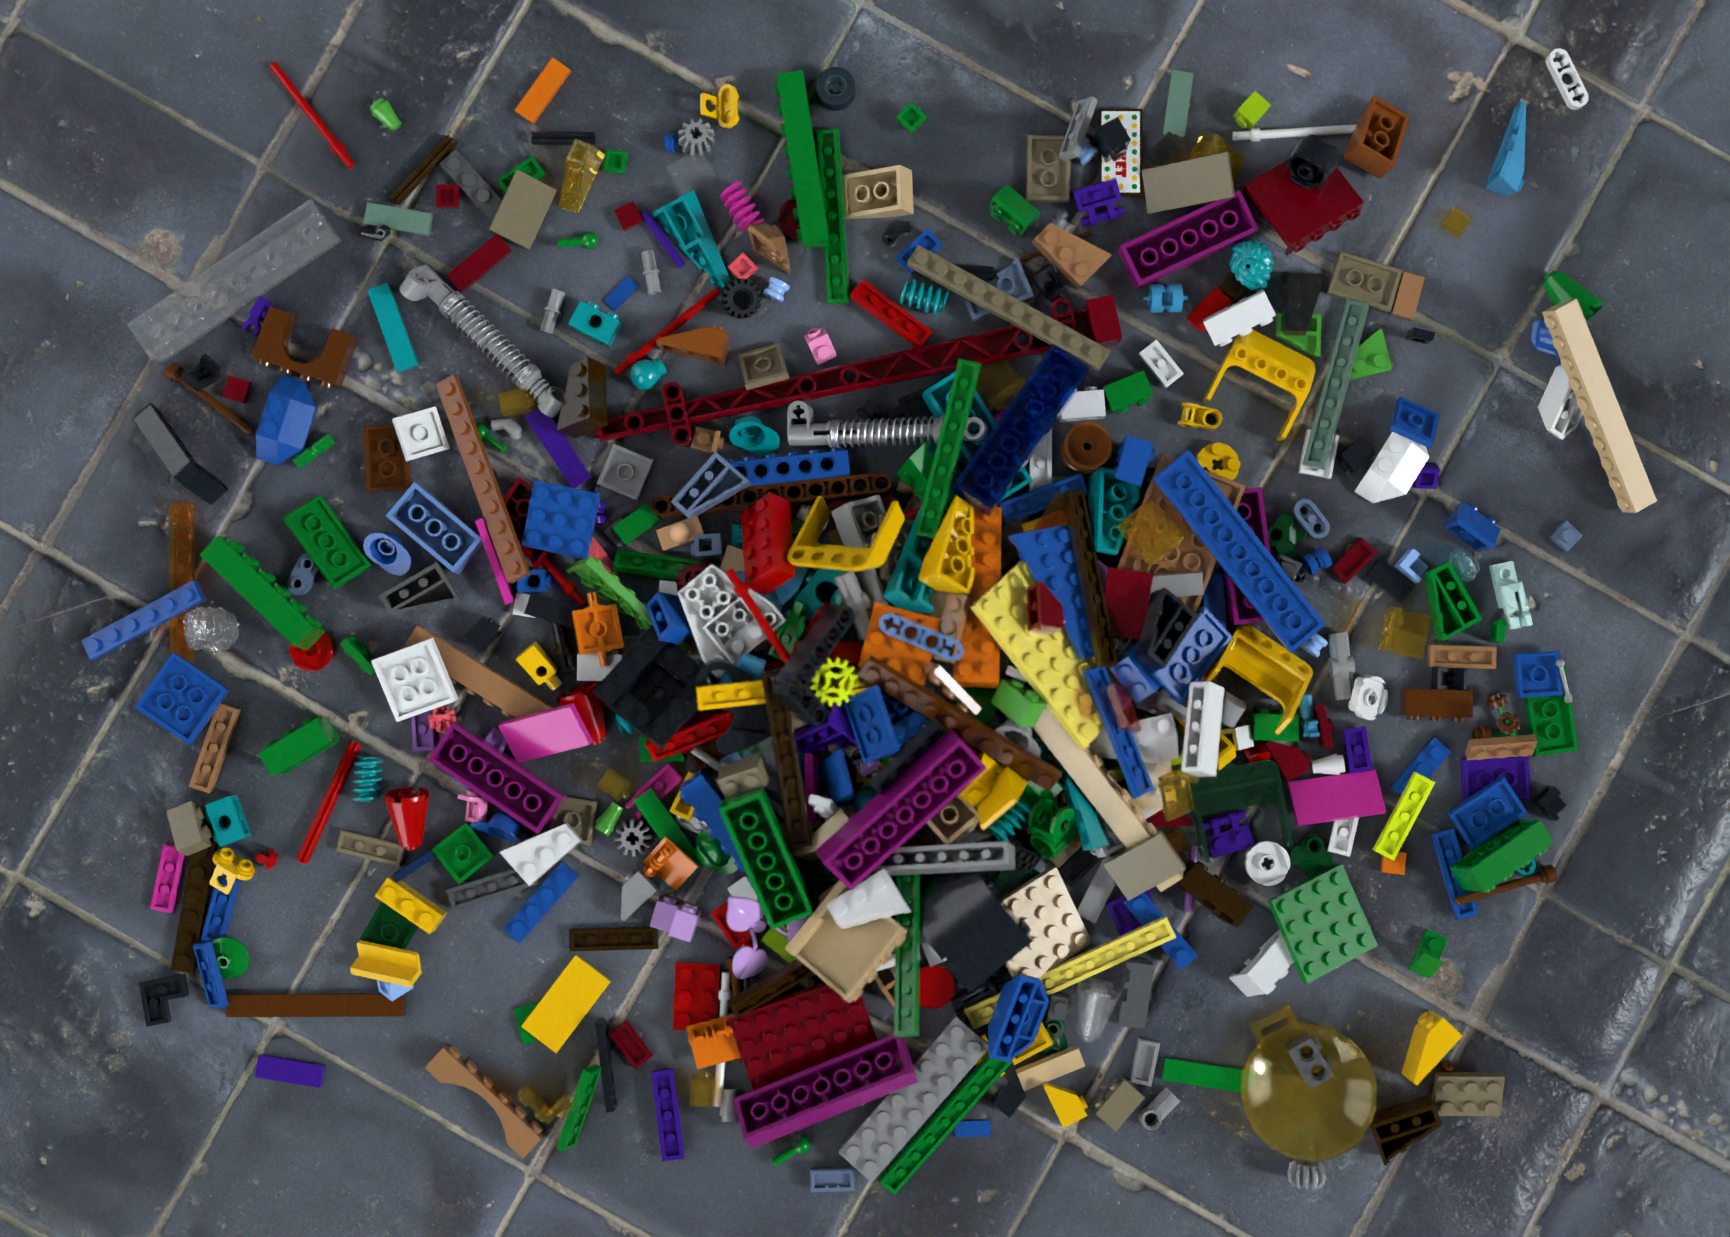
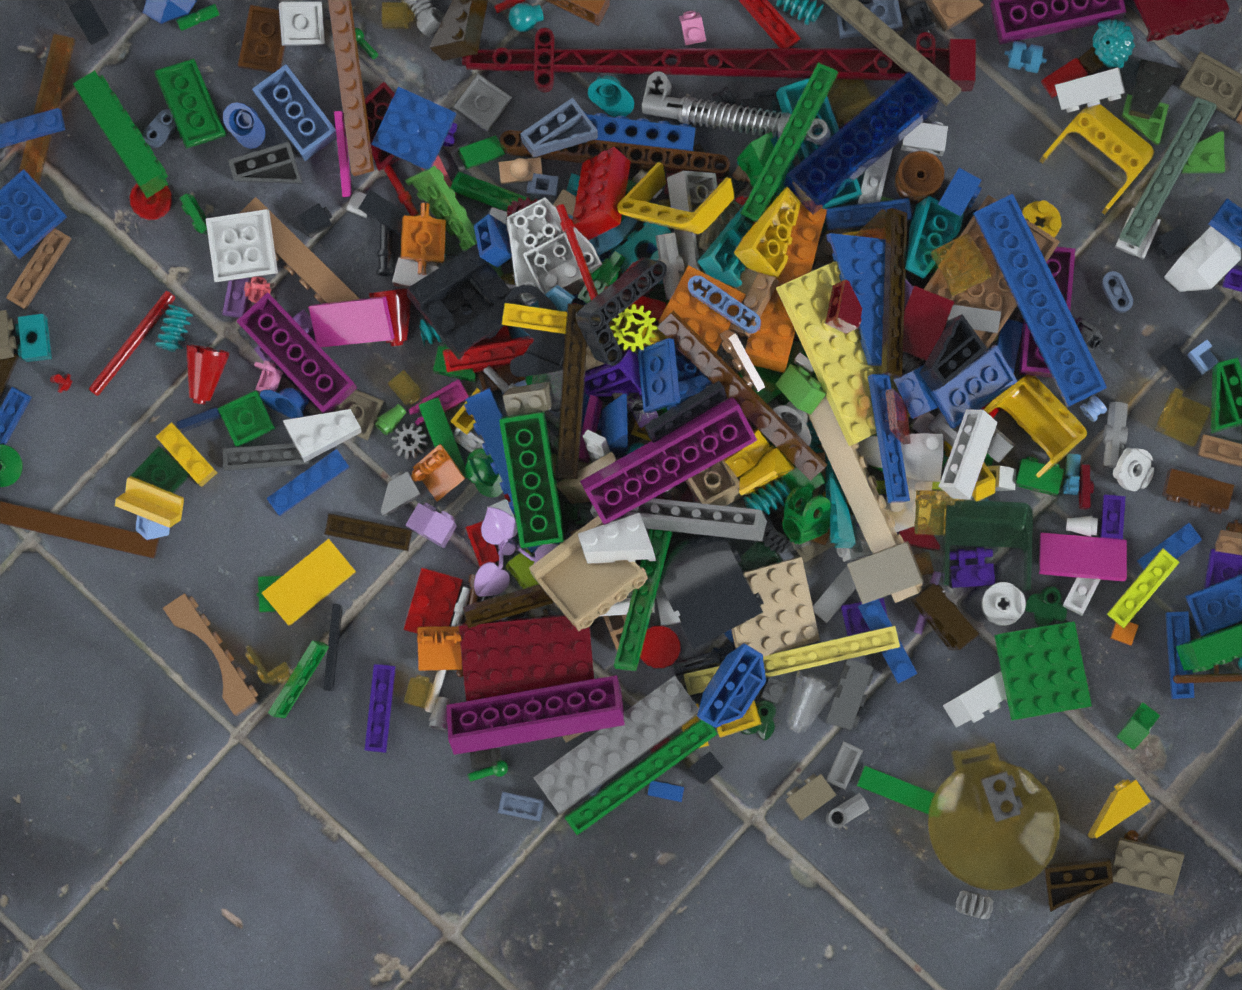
camera: 15 degrees right, 5 degrees down
(210, 629) = (63, 157): clear hair -> none
(232, 867) = (28, 380): yellow bracket -> none
(290, 1070) = (34, 585): dark purple tile -> none
(299, 746) = (119, 282): green brick -> none
(370, 847) = (161, 395): dark tan tile -> none
(509, 426) = (385, 36): light grey arm -> none
(524, 586) = (364, 179): blue brick -> none
(532, 658) = (355, 252): yellow torso -> none
(558, 448) = (425, 65): dark purple tile -> none
(631, 1044) = (360, 635): dark red tile -> none
(707, 440) = (565, 90): medium nougat bracket -> none
(763, 366) = (634, 34): dark tan tile -> none
(1050, 1067) = (753, 749): tan tile -> none
(1066, 1103) = (759, 785): yellow slope -> none
(1078, 866) = (823, 565): black tile -> none
(1127, 392) = (970, 136): green brick -> none
(1161, 364) = (1007, 116): white plate -> none
(1197, 417) = (1031, 173): yellow piece -> none
(1256, 753) = (1016, 495): red tile -> none
(1286, 535) = (1092, 302): dark green plate -> none
(1288, 759) = (1045, 510): dark red slope -> none
(1316, 560) = (1113, 331): blue wheel -> none
(1353, 560) = (1148, 340): dark red tile -> none
(1449, 678) = (1215, 469): black bracket -> none

